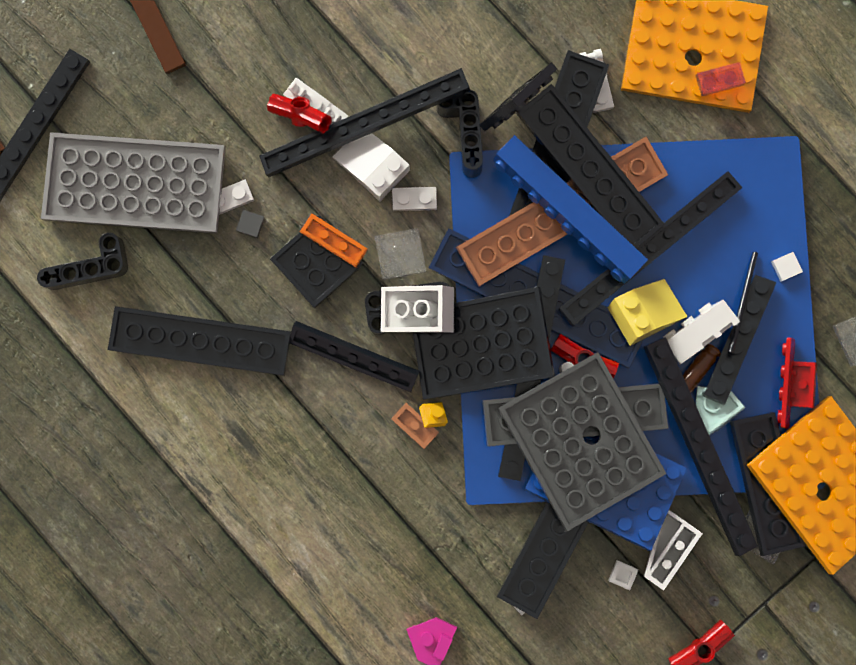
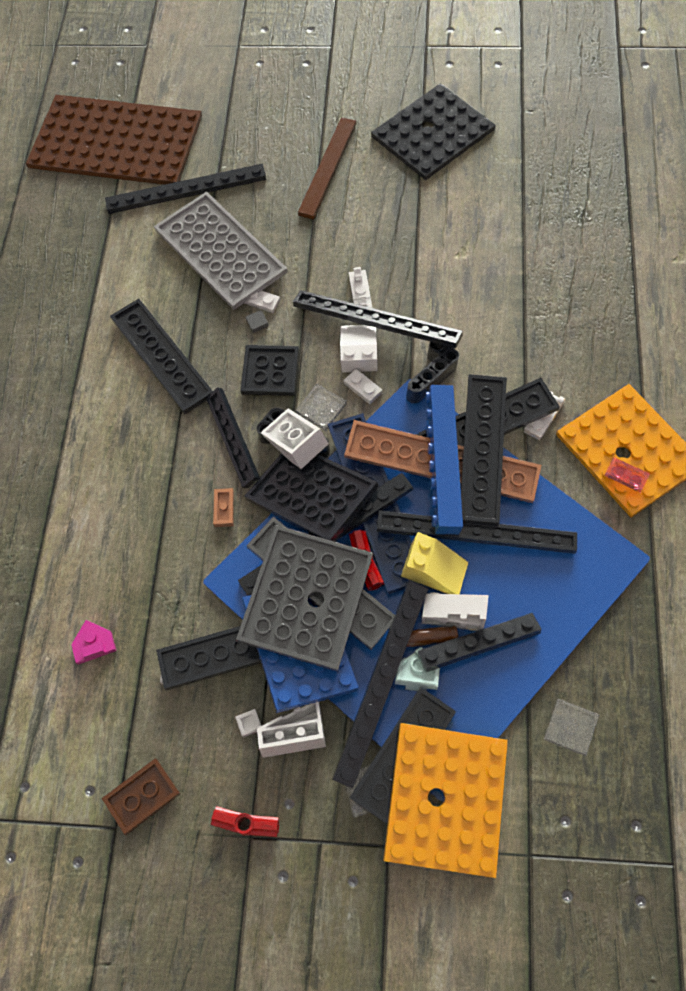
camera: 50 degrees right, 20 degrees down
(83, 267) = (160, 277): black beam -> none
(299, 112) = (346, 284): red piece -> none
(334, 240) = (290, 365): orange tile -> none
(433, 415) = (240, 510): yellow plate -> none
(519, 97) = (477, 366): black plate -> none
(743, 302) = (504, 620): black axle -> none
(786, 266) = (560, 629): white tile -> none
(798, 384) = (489, 708): red bracket -> none

